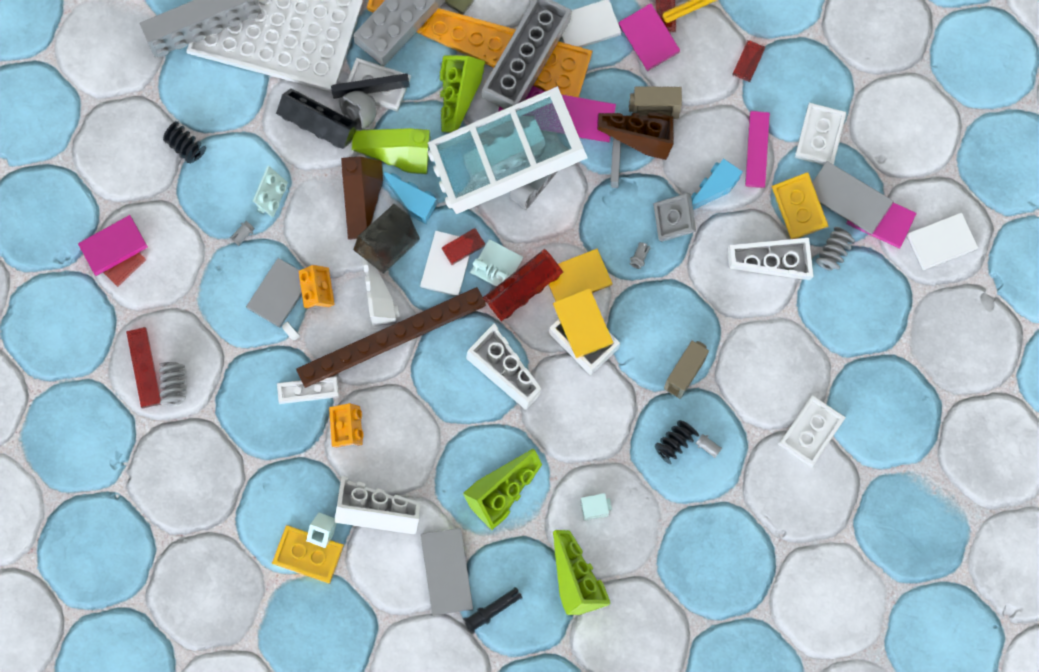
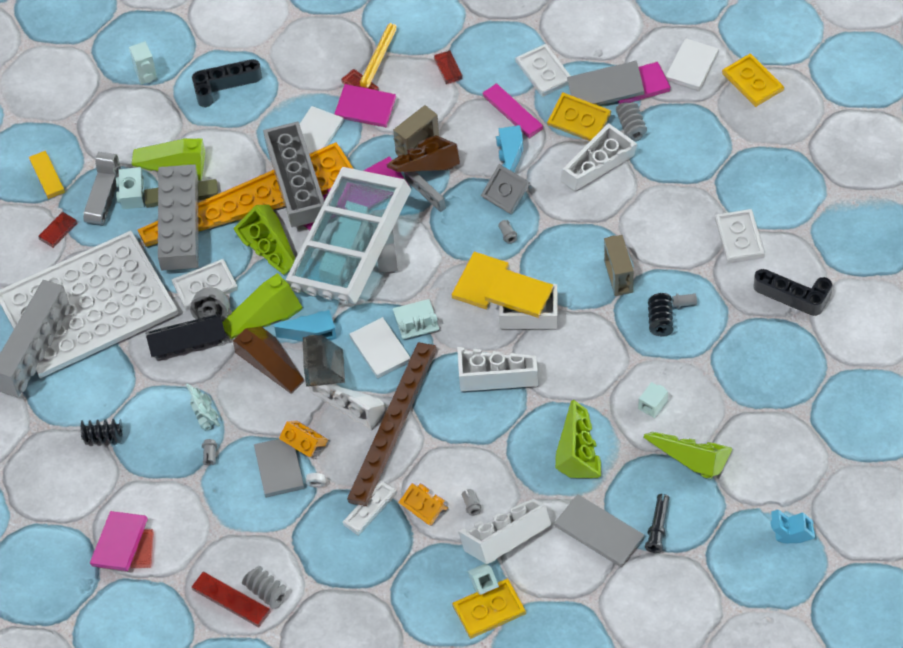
camera: 40 degrees left, 20 degrees down
(371, 85) = (207, 279): black tile -> none
(379, 458) = (472, 505): none -> light grey pin
(463, 246) = (380, 325): clear red tile -> none
(523, 285) = (450, 310): clear red brick -> none
(798, 517) = (794, 293): none -> black beam
(975, 302) = (753, 80): none -> yellow tile

